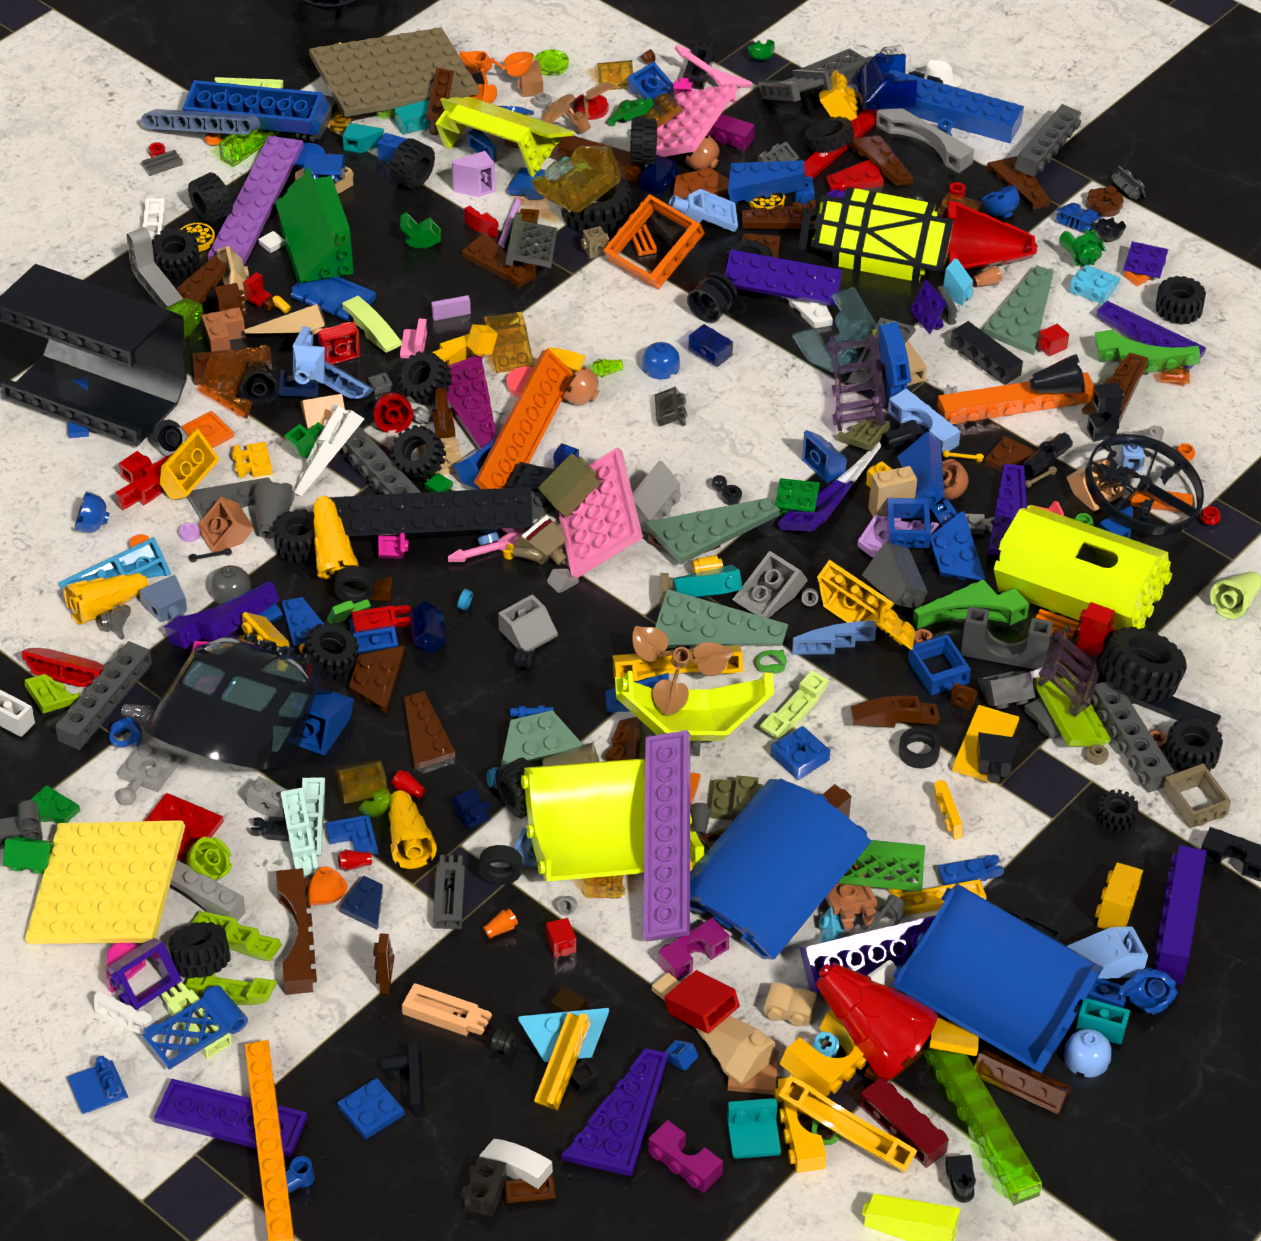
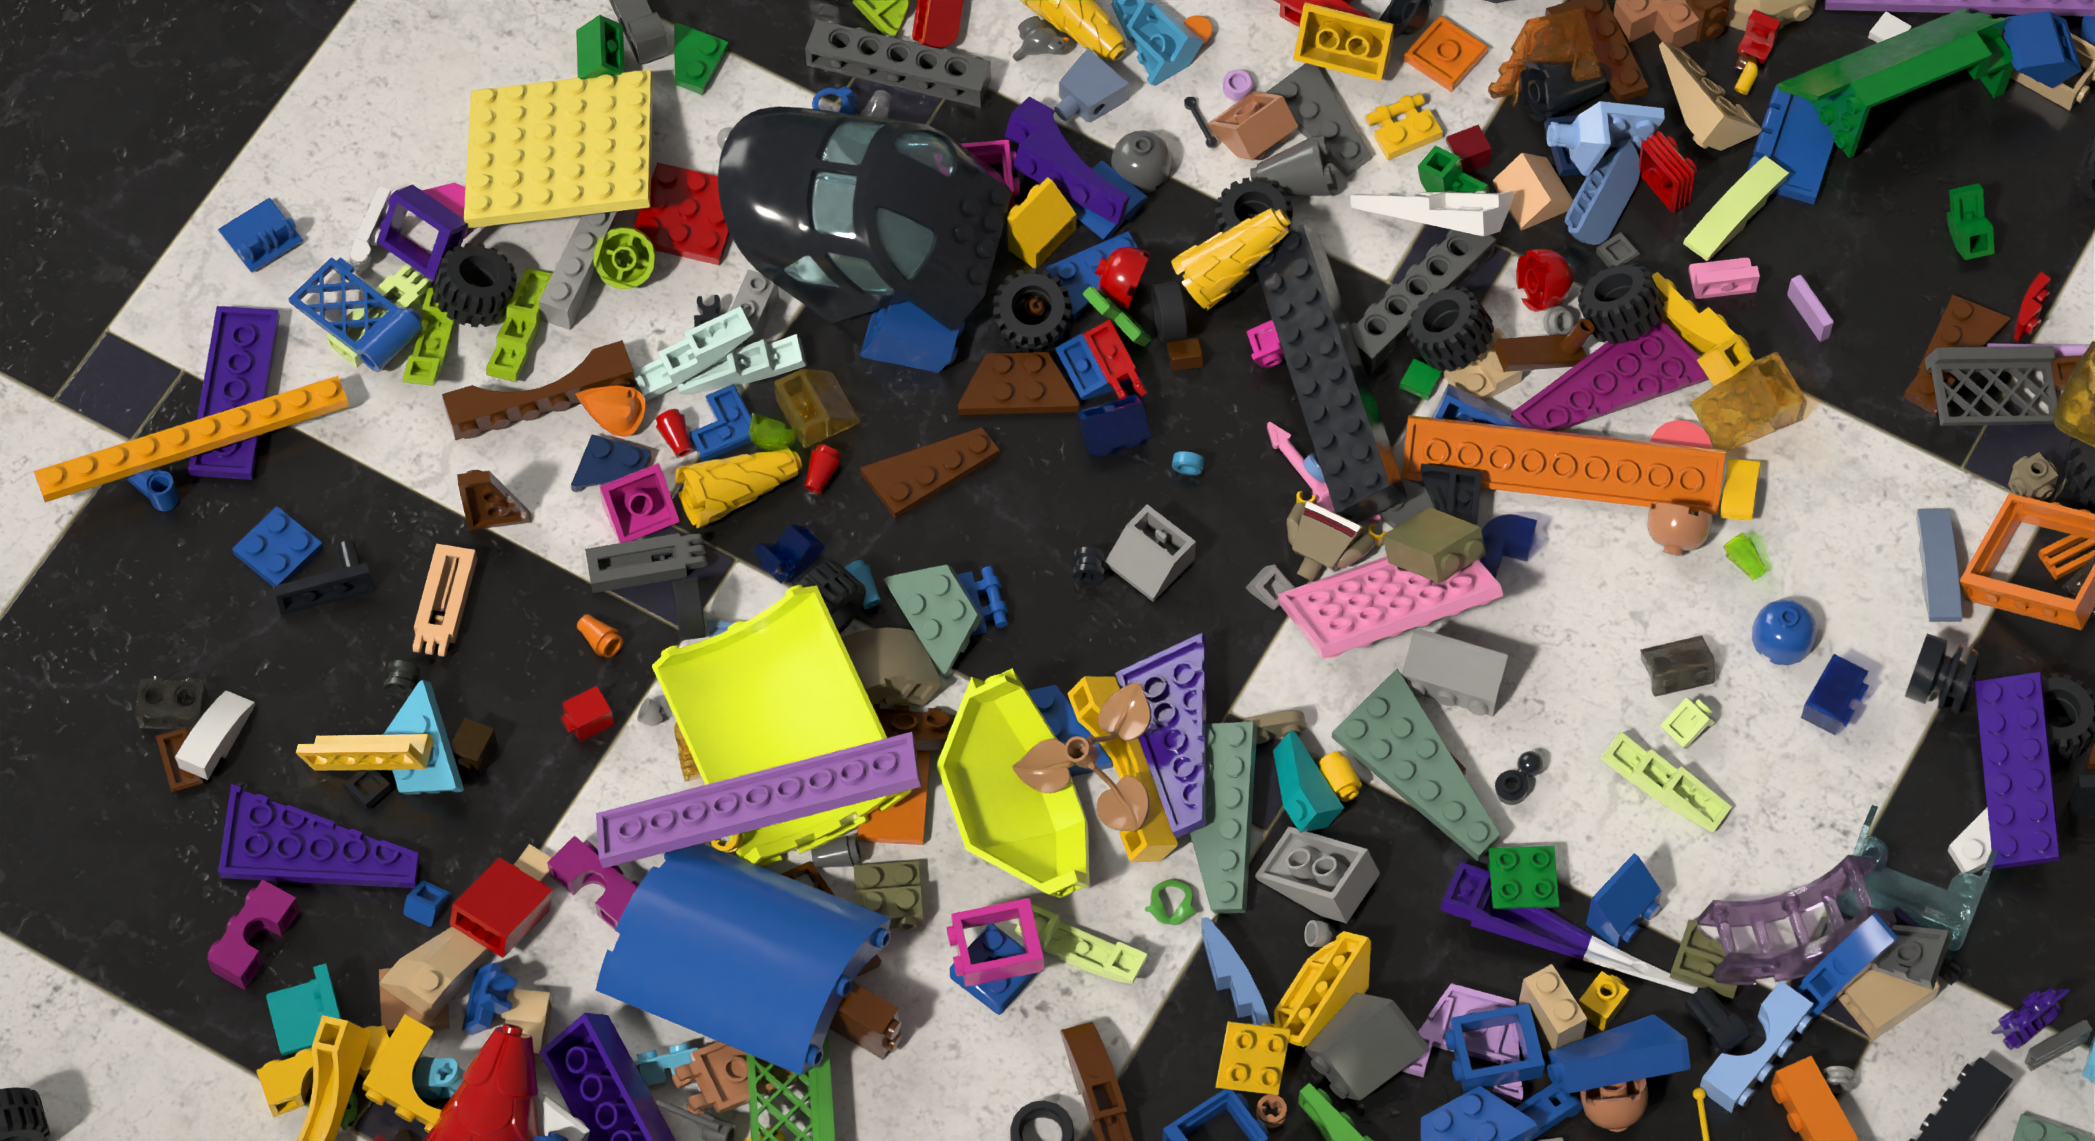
camera: 80 degrees right, 15 degrees up
(283, 425) = (1471, 148): none -> dark red panel
(321, 597) = (1121, 274): none -> red cylinder
(406, 887) = (638, 504): none -> dark pink slope
(620, 621) = (1177, 731): none -> wing
(642, 289) = (1939, 565): none -> sand blue slope
(710, 410) = (1688, 721): none -> yellowish green bracket
(749, 426) = (1665, 783): none -> yellowish green slope
(768, 1019) = (487, 997): none -> blue plate
(793, 718) = (1001, 968): none -> dark pink window

